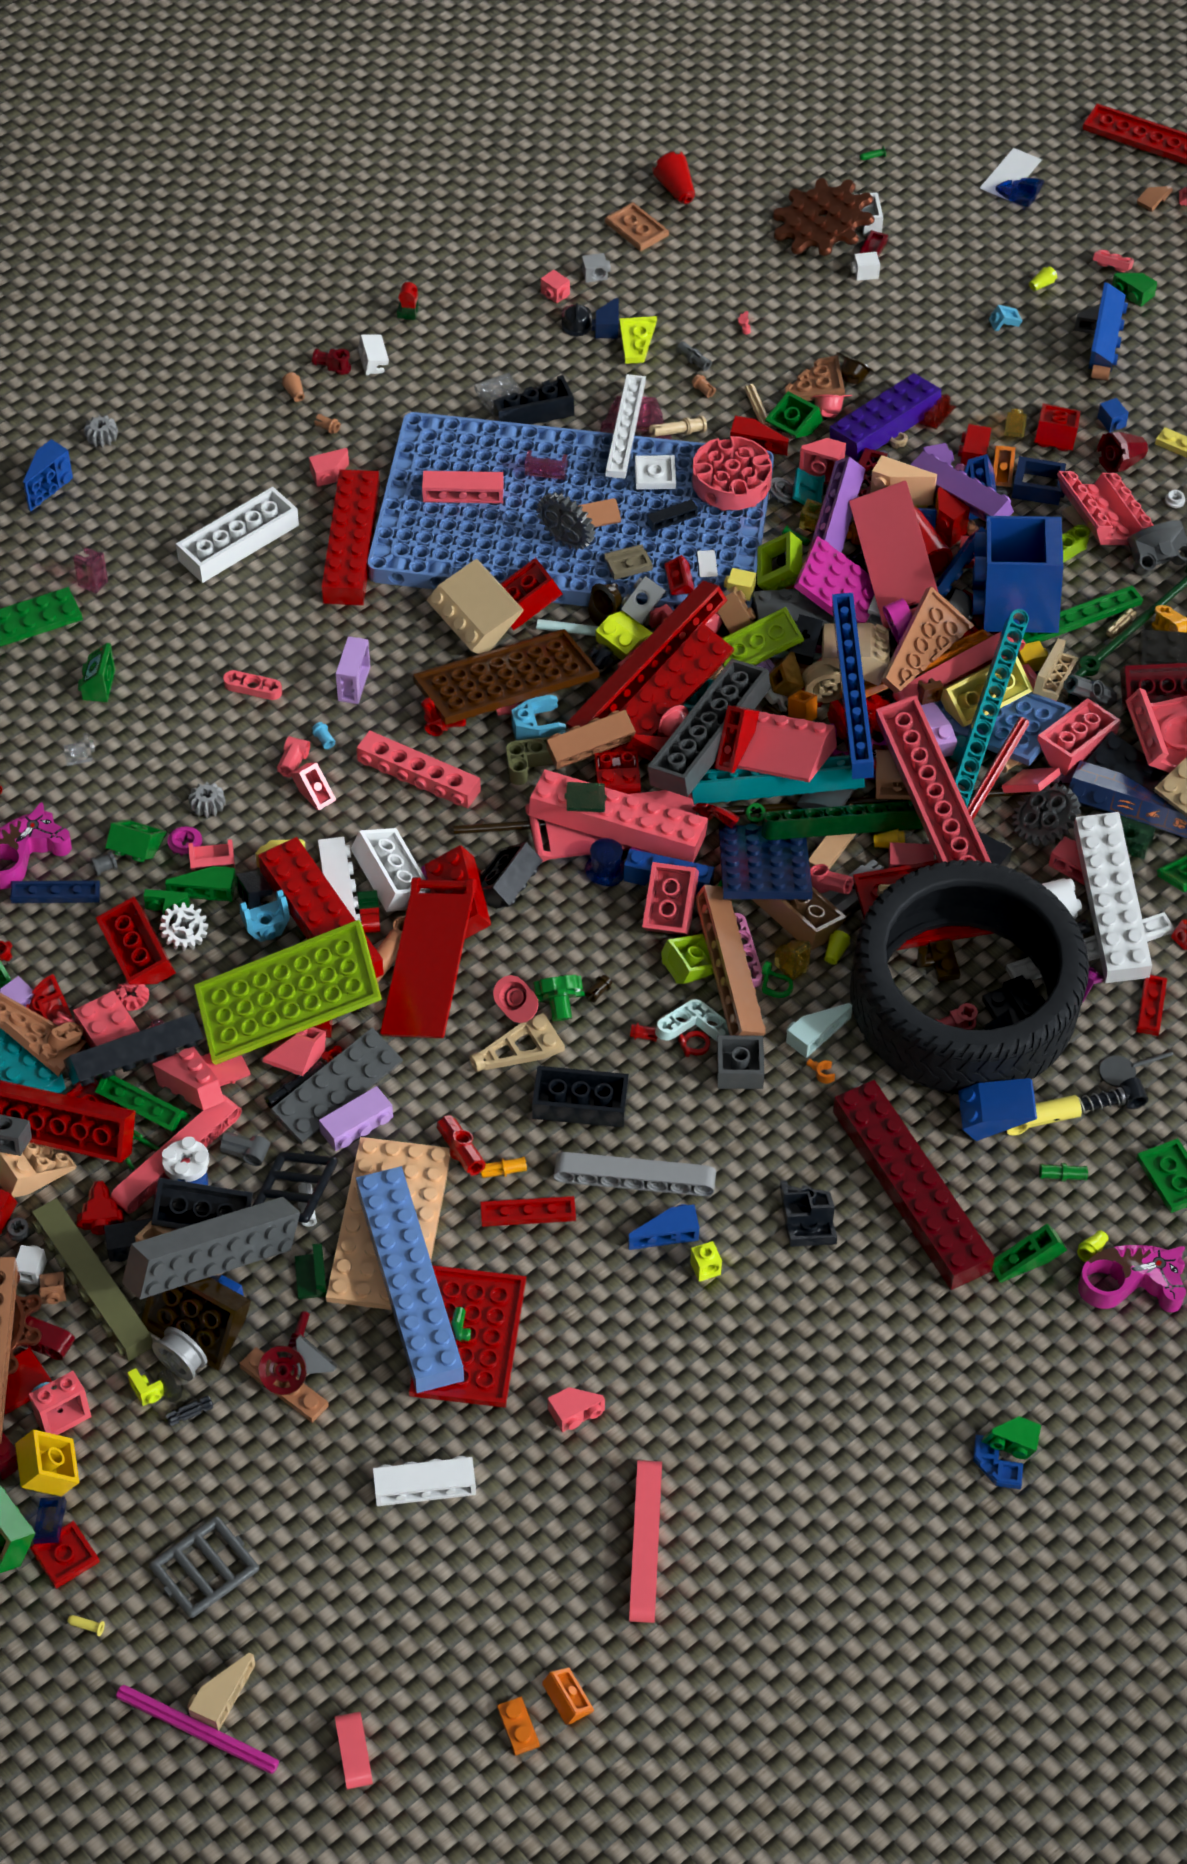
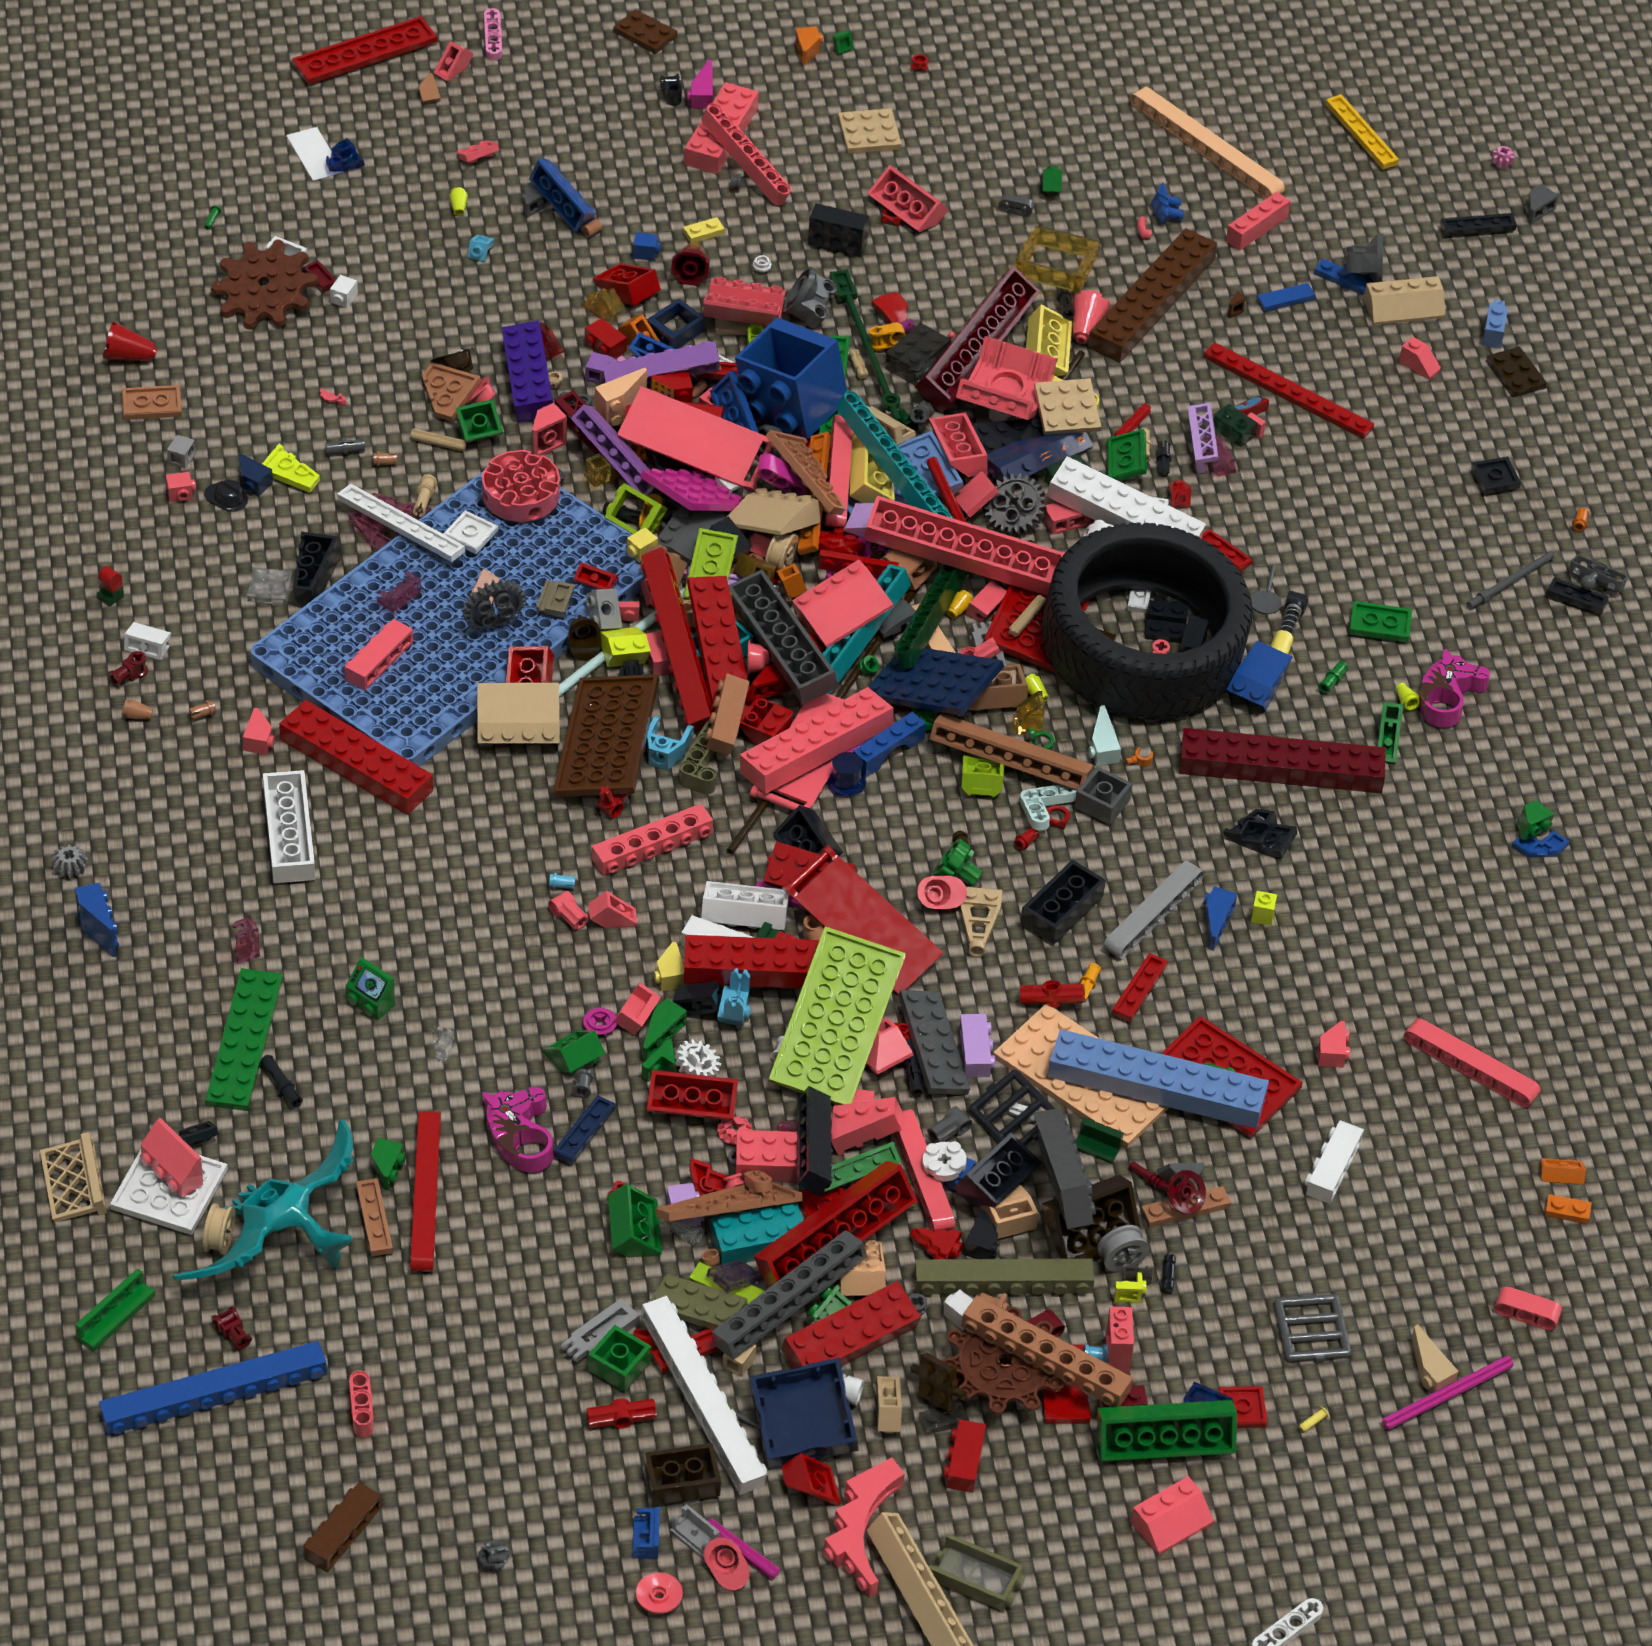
camera: 60 degrees left, 5 degrees down
(47, 1463) = (1165, 1373): yellow brick -> none
(206, 799) = (570, 986): light grey gear -> none
(263, 689) = (468, 893): coral beam -> none
(353, 670) = (516, 824): lavender window -> none
(585, 797) = (794, 742): clear green piece -> none
(670, 899) = (924, 751): coral brick -> none
(672, 515) = (526, 548): black piece -> none
(707, 563) = (595, 555): white sticker -> none
(709, 810) = (860, 683): red brick -> none
(736, 735) = (813, 623): red slope -> none
(761, 434) = (473, 457): red slope -> none
(805, 541) = (601, 493): green piece -> none
(807, 487) = (563, 457): teal piece -> none
(852, 686) = (833, 525): blue brick -> none
(930, 692) = (850, 496): reddish brown tile -> none
(1136, 286) = (519, 156): green slope -> none

